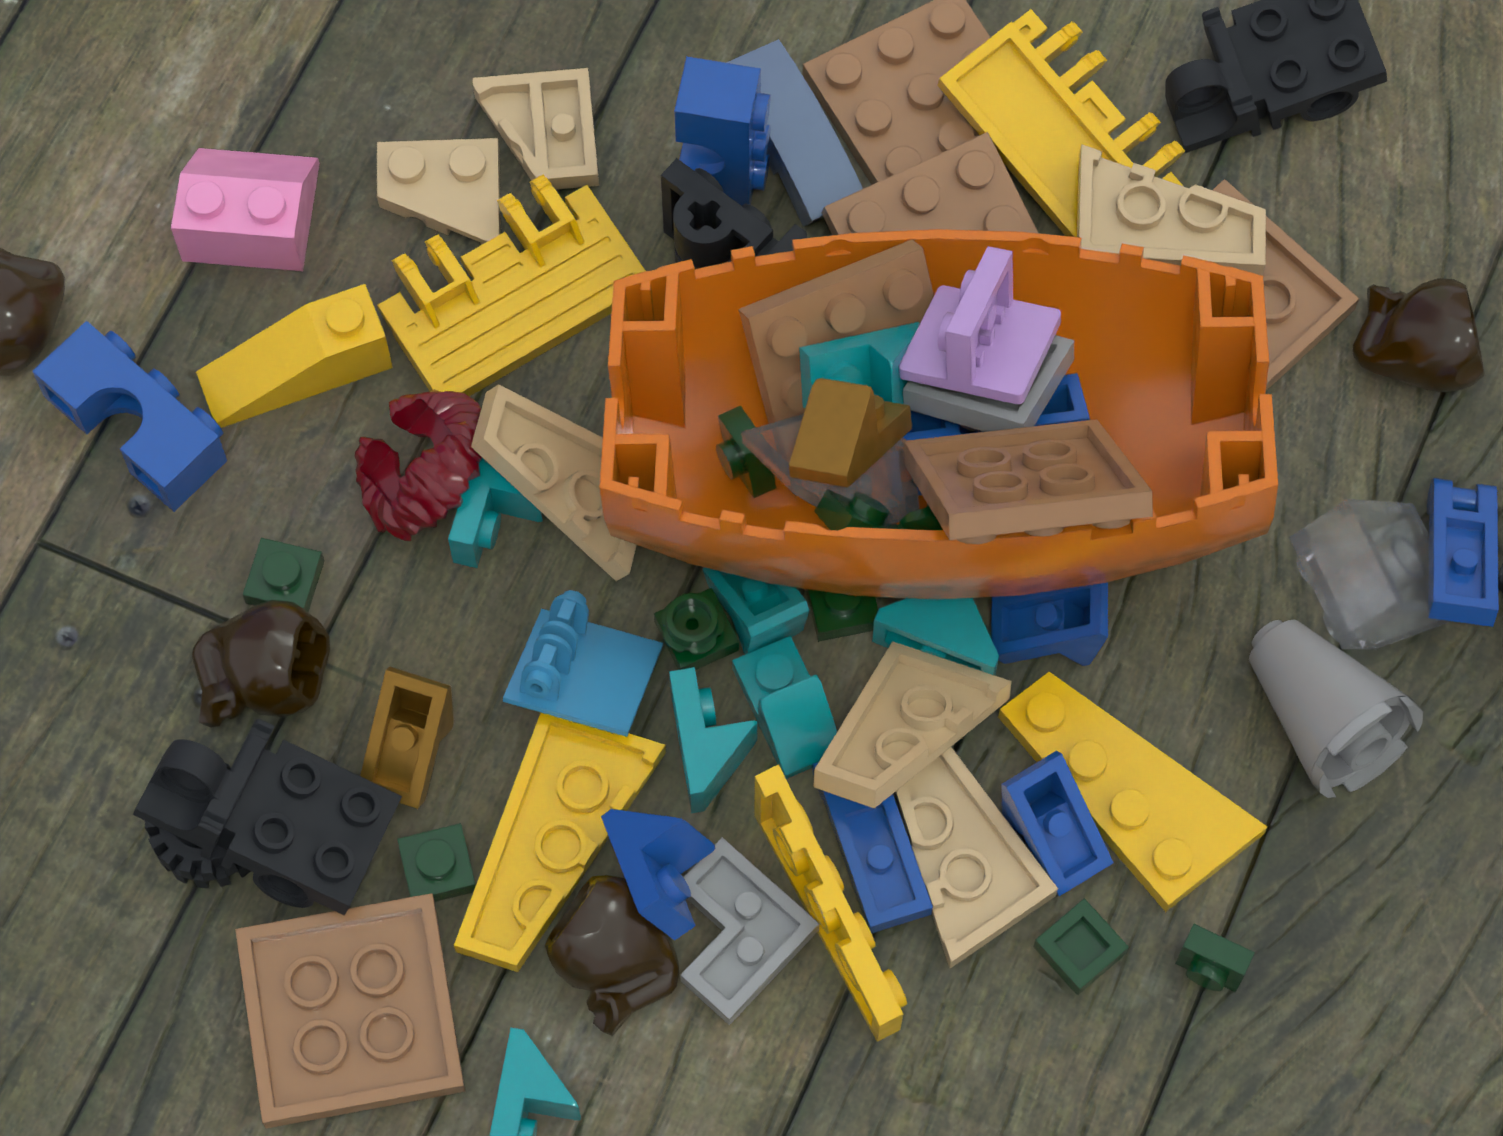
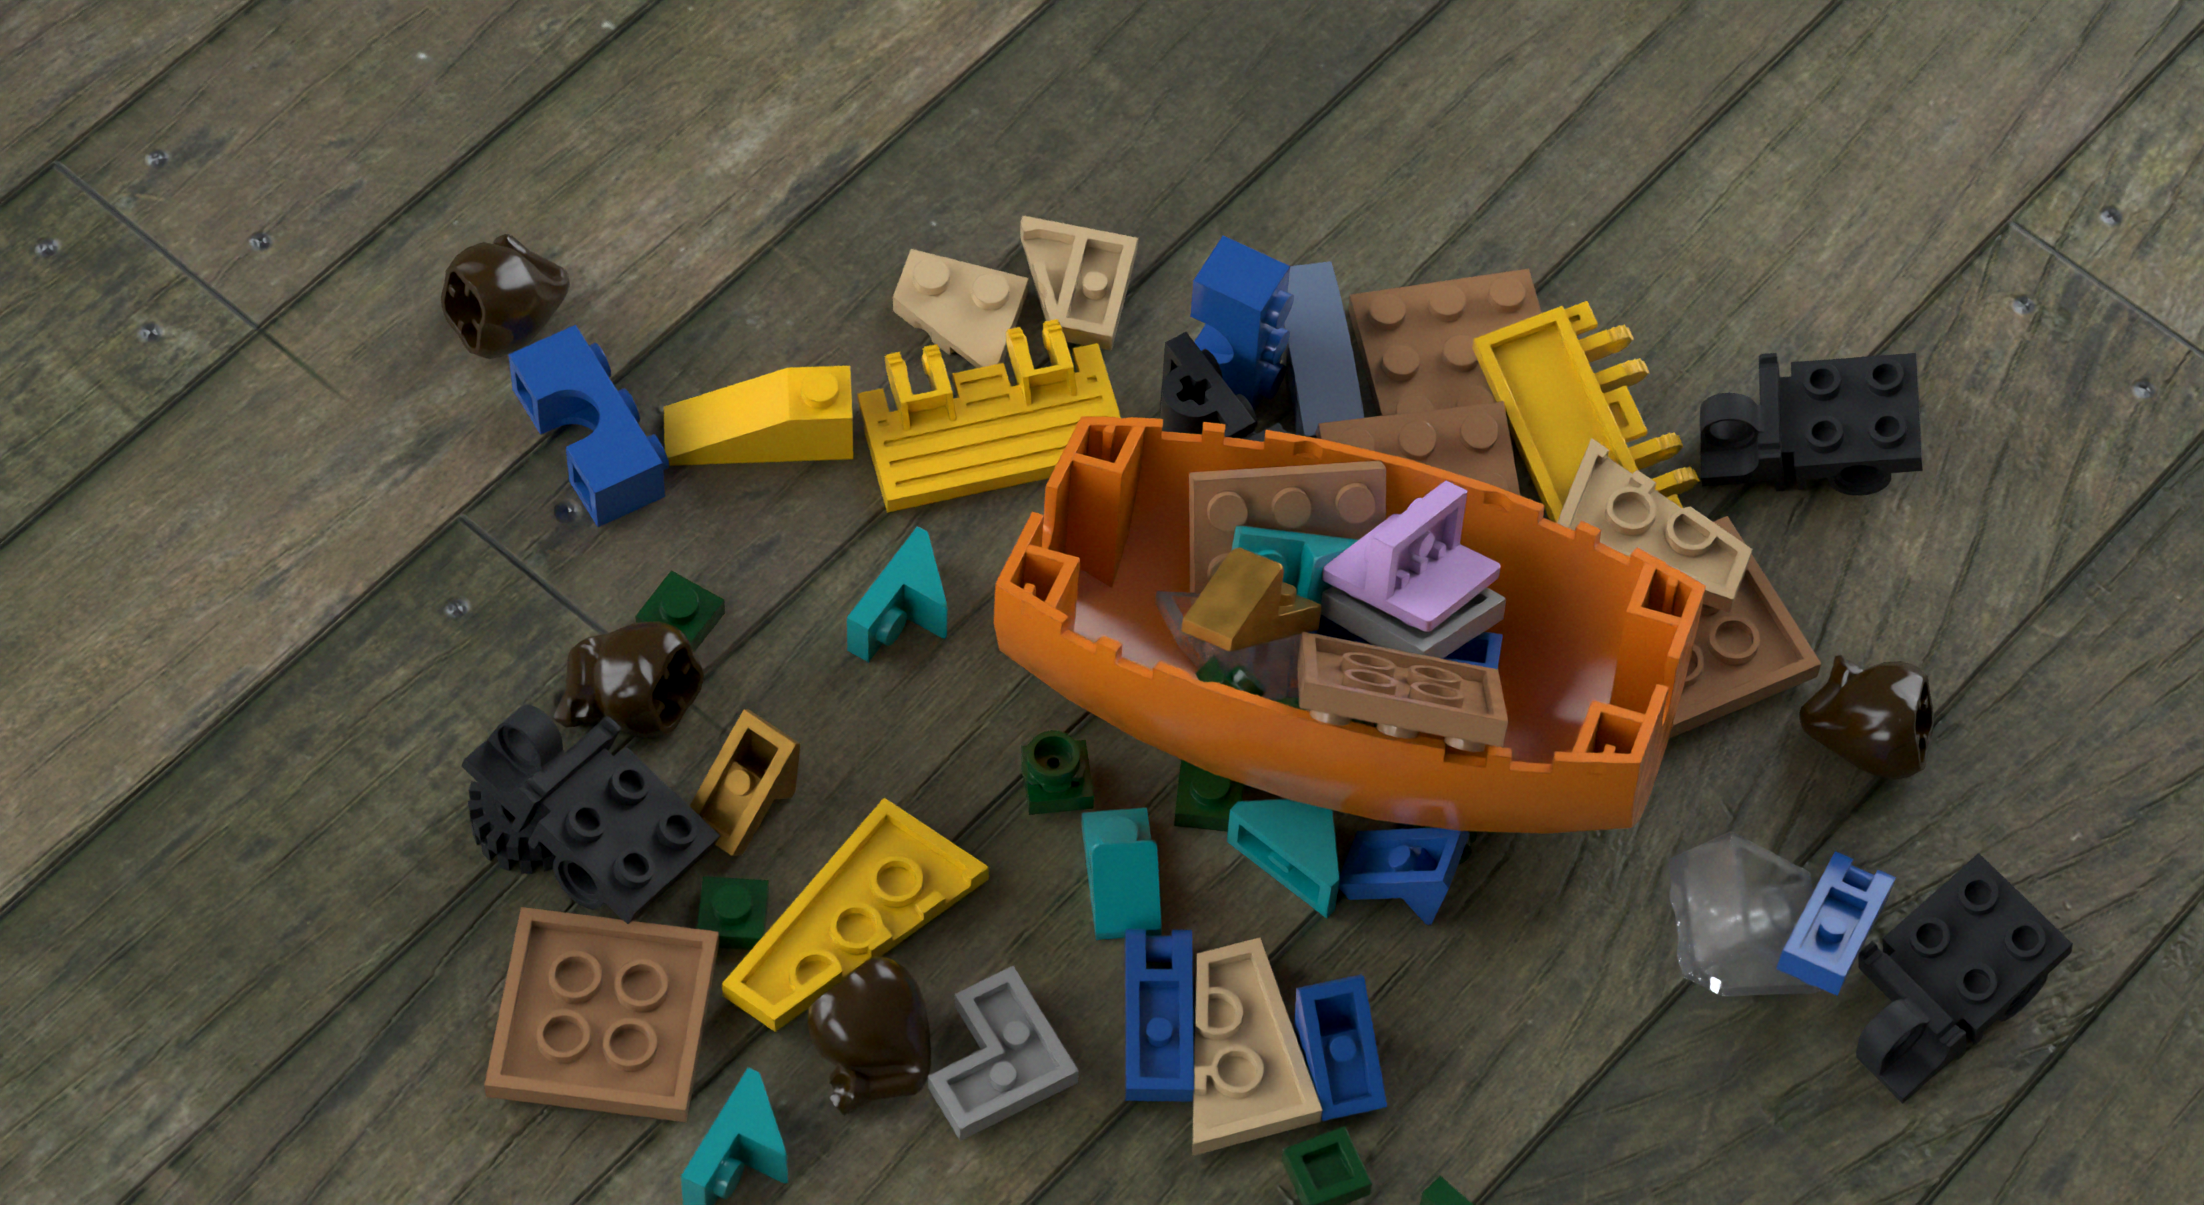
camera: 15 degrees right, 10 degrees down
(245, 209) = (761, 274): bright pink slope -> none
(431, 481) = (825, 570): dark red piece -> none
(554, 468) = (960, 570): tan wing -> none
(582, 668) = (935, 775): dark azure hinge -> none
(652, 858) = (938, 959): blue slope -> none
(706, 753) = (1029, 884): teal slope -> none
(737, 458) = (1150, 625): dark green plate -> none
(759, 609) = (1125, 769): teal slope -> none
(821, 894) = (1090, 1042): yellow wing -> none
(905, 721) = (1225, 912): tan wing -> none
(1145, 804) = (1433, 1058): yellow wing -> none
(1331, 706) = (1653, 1029): light grey cone -> none

